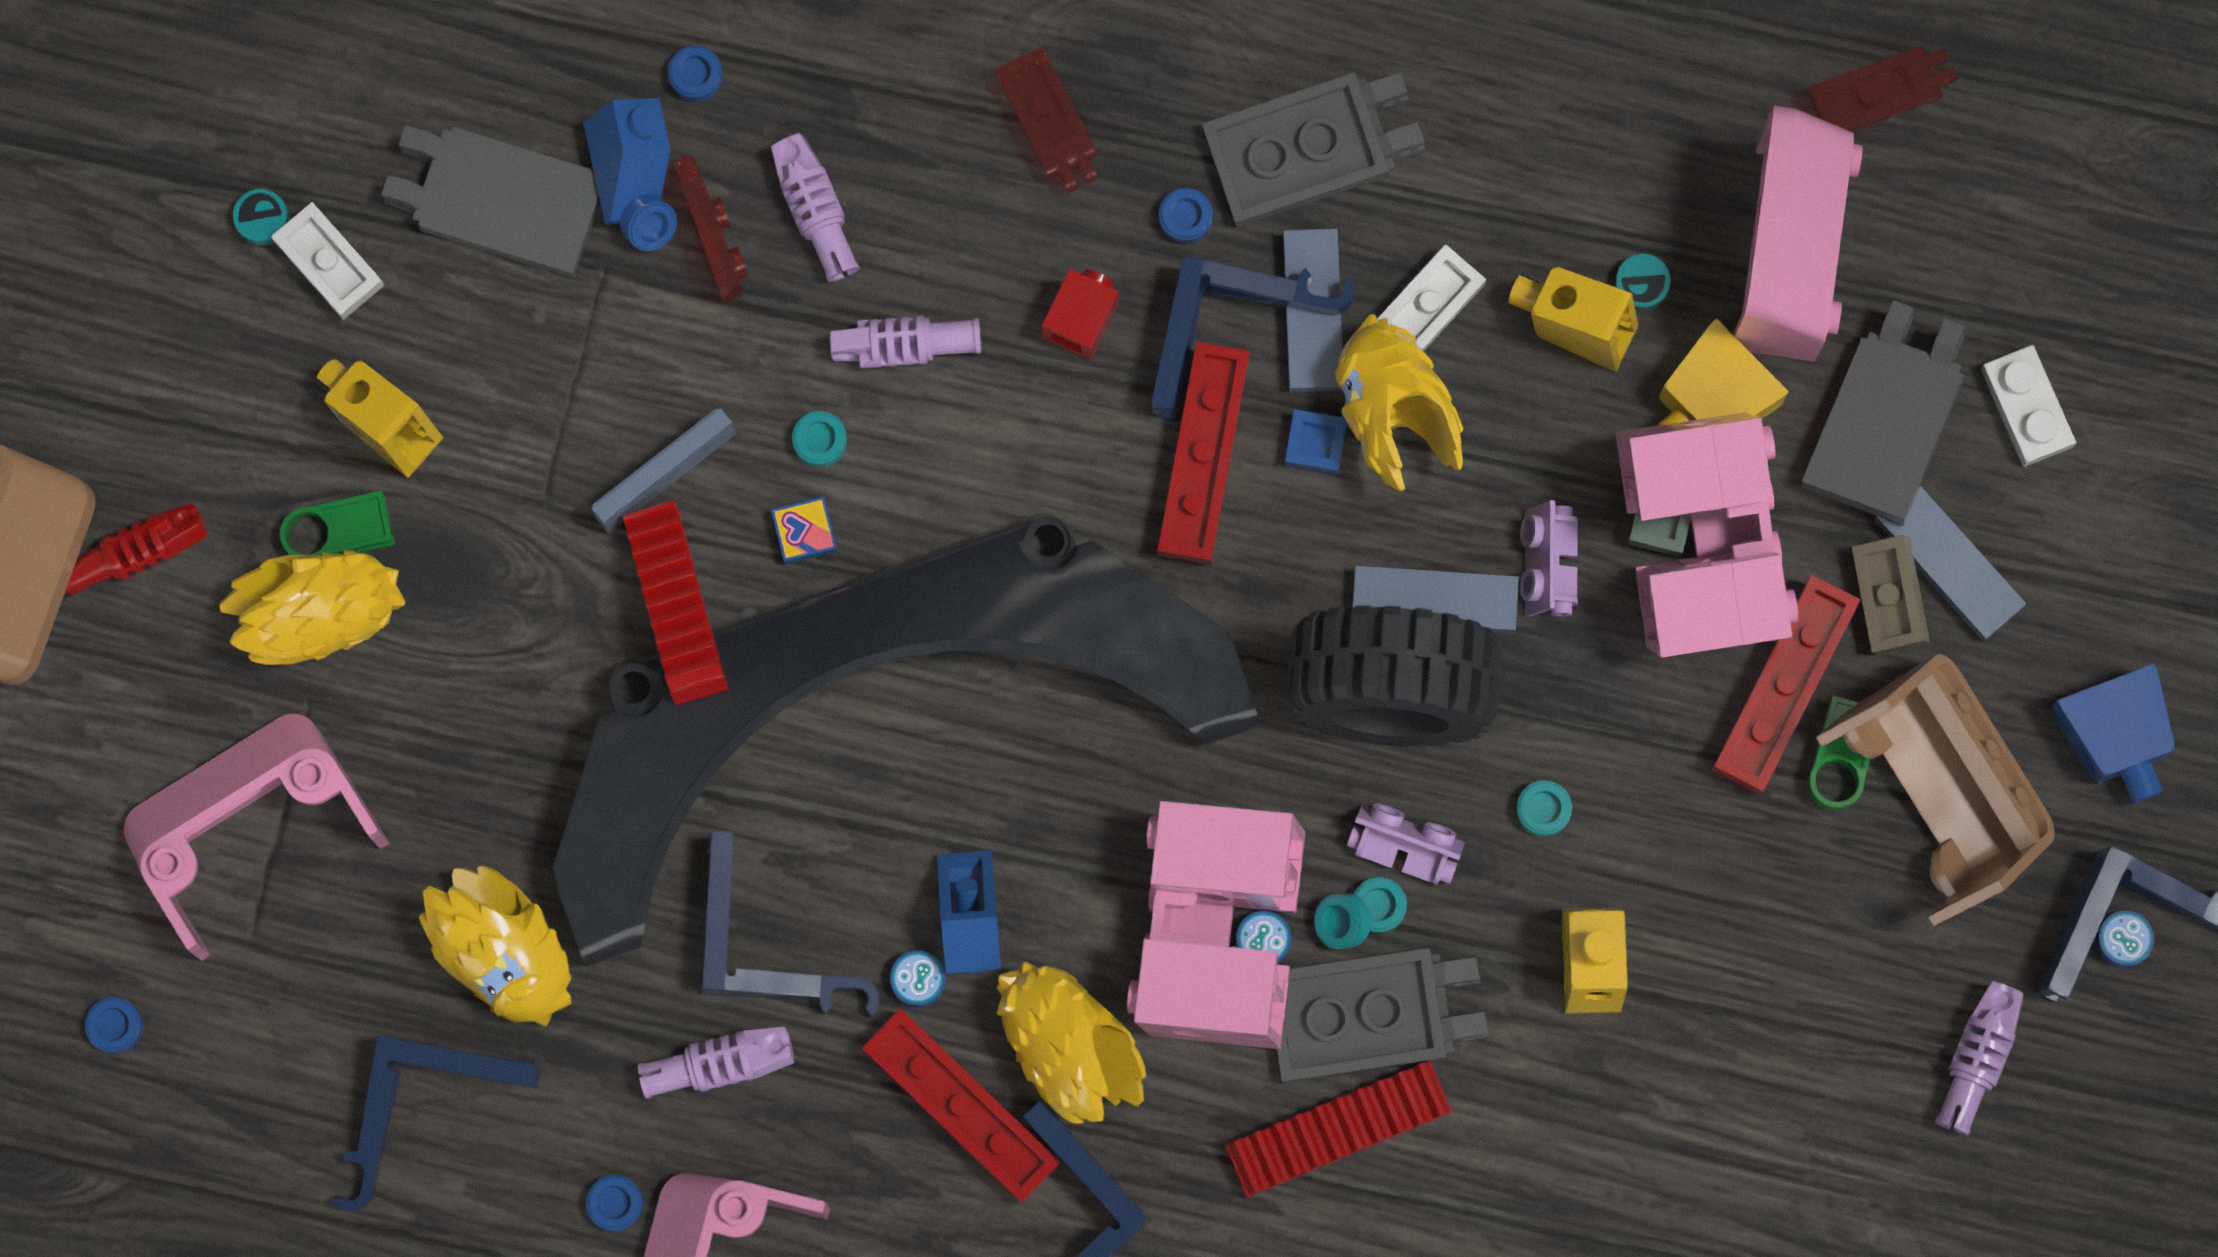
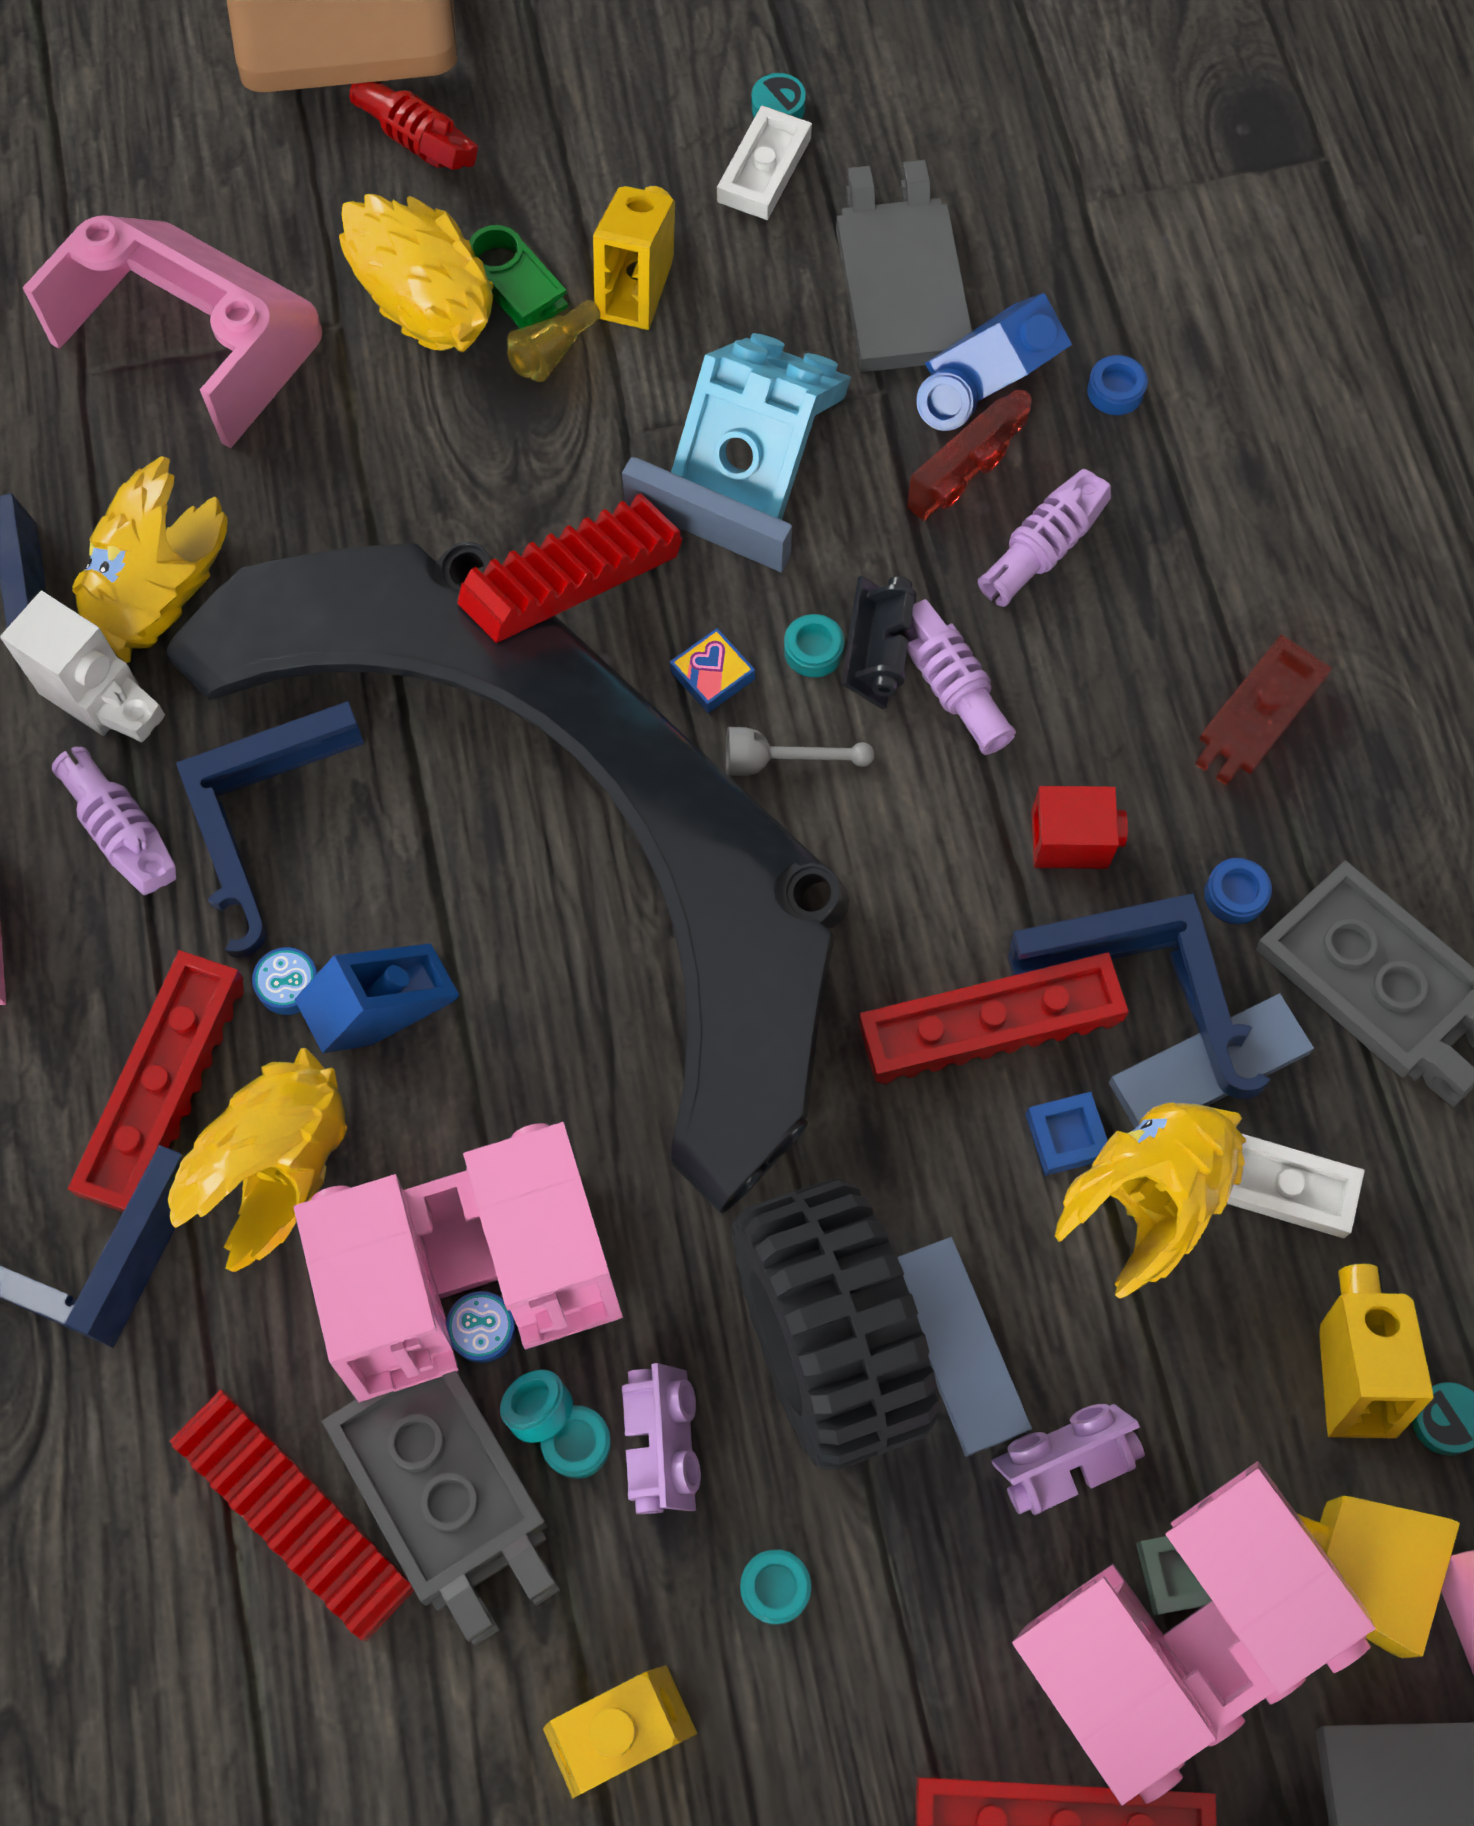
camera: 65 degrees right, 10 degrees down
(426, 535) = (540, 346): none -> clear yellow cone
(582, 1034) = (78, 669): none -> white hinge
(590, 373) = (769, 402): none -> medium azure bracket
(824, 373) = (874, 650): none -> black hinge
(894, 534) = (749, 752): none -> light grey hinge

